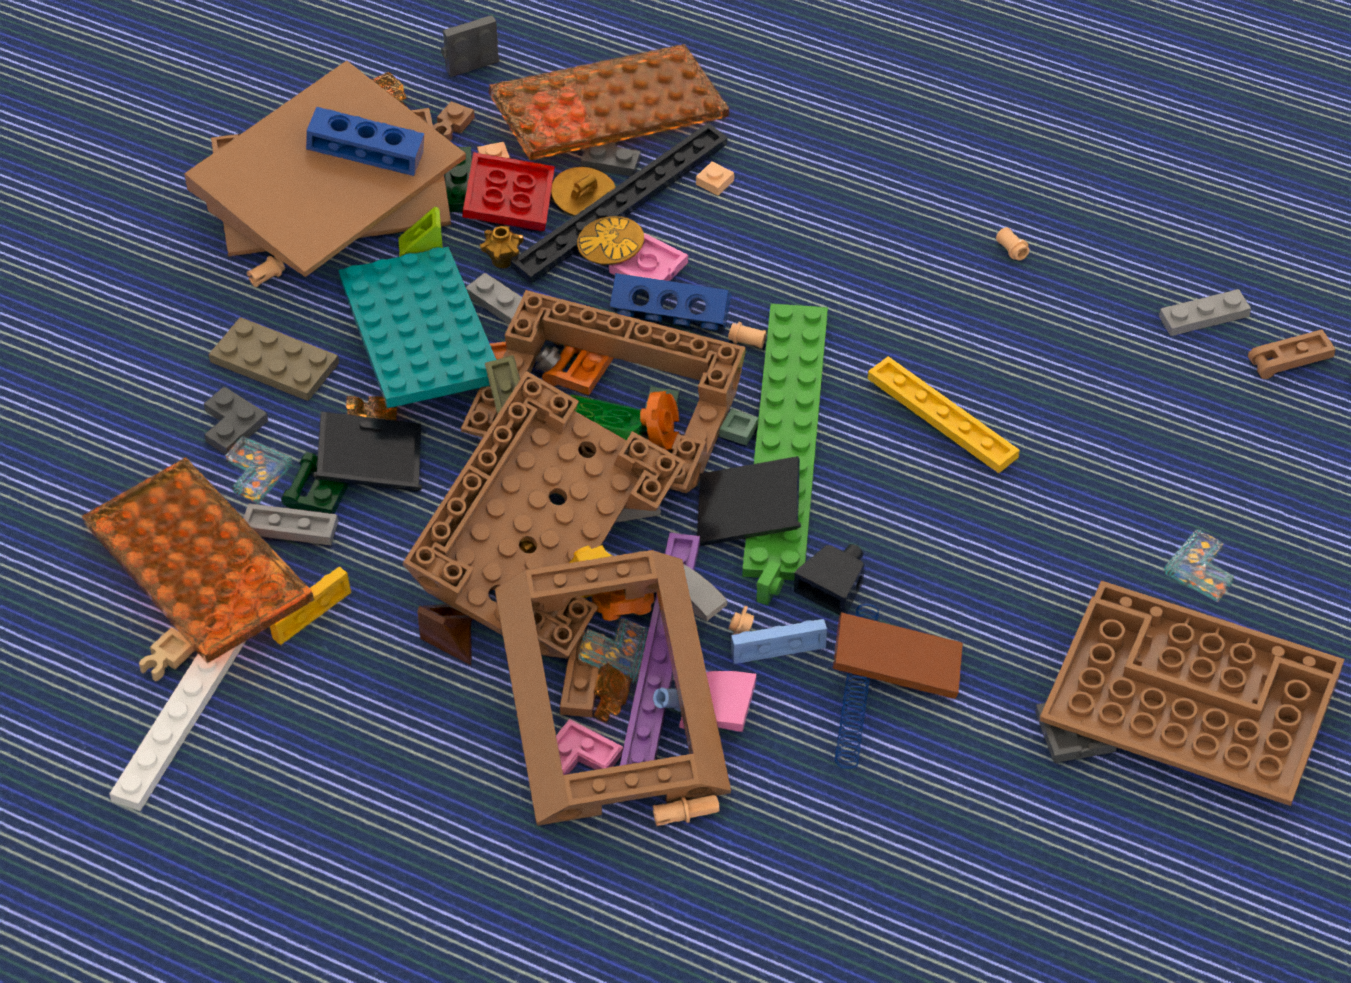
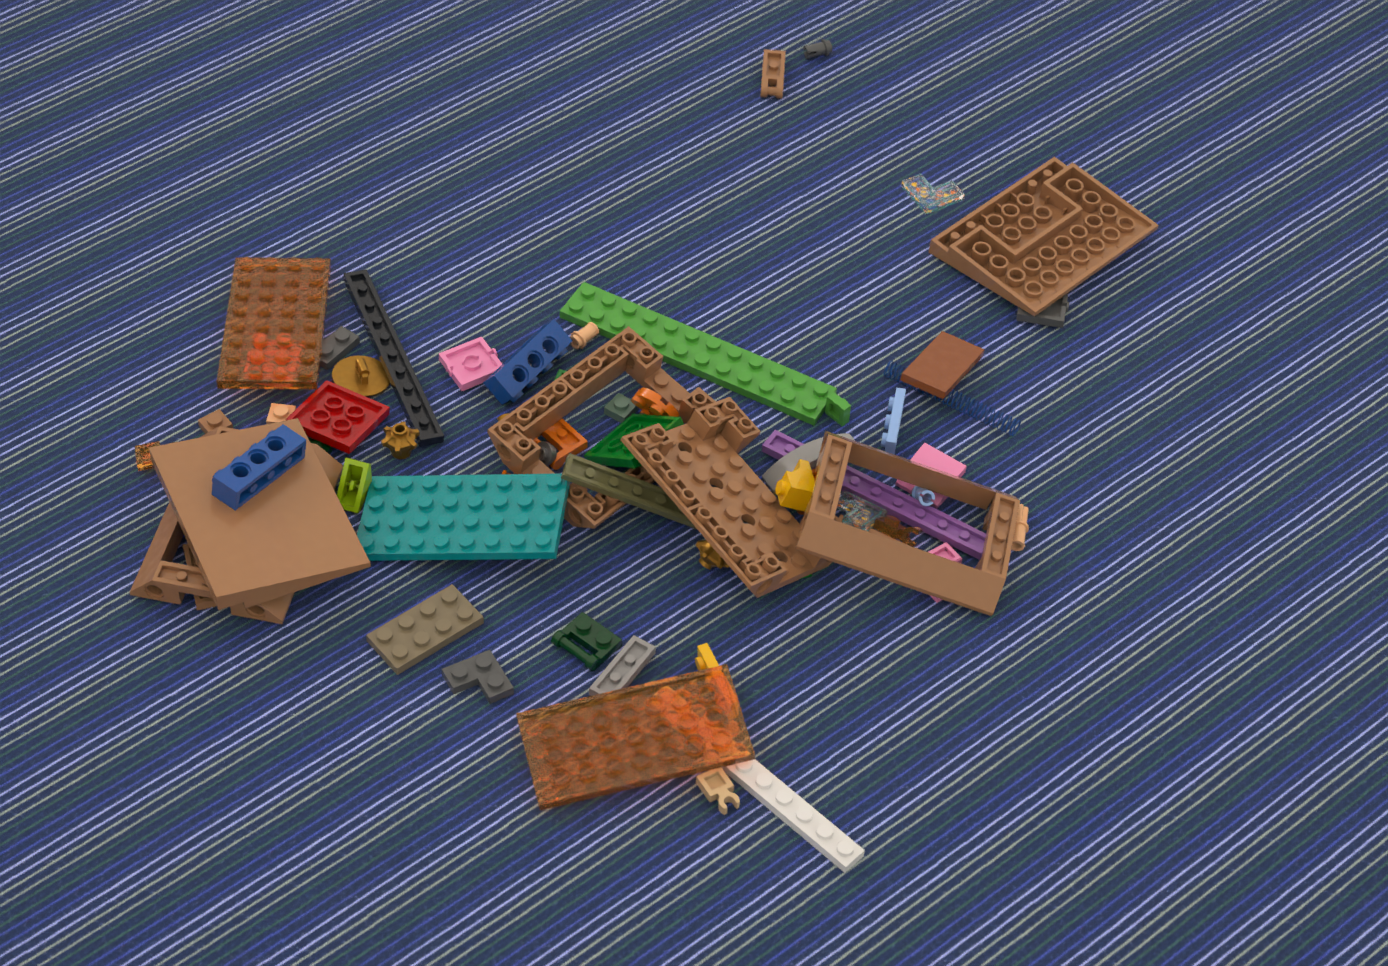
camera: 70 degrees left, 0 degrees up
(261, 466) = (544, 670): clear tile -> none
(265, 271) = (319, 597): light nougat pin -> none
(369, 451) = (573, 596): black piece -> none
(374, 408) = (526, 578): clear orange plate -> none
(446, 630) = (784, 606): reddish brown slope -> none
(470, 46) = (153, 380): dark grey plate -> none
(494, 297) = (460, 461): light grey plate -> none
(610, 240) = (439, 373): shield -> none
(715, 178) = (399, 295): light nougat plate -> none
(738, 427) = (678, 370): sand green plate -> none
(741, 622) = (868, 435): light nougat plate -> none
(749, 501) = (762, 386): black piece -> none
(831, 577) = (852, 373): black torso -> none
(943, 414) = (726, 261): yellow plate -> none
(1016, 248) = (582, 163): light nougat pin -> none
(1204, 312) = (706, 99): light grey plate -> none

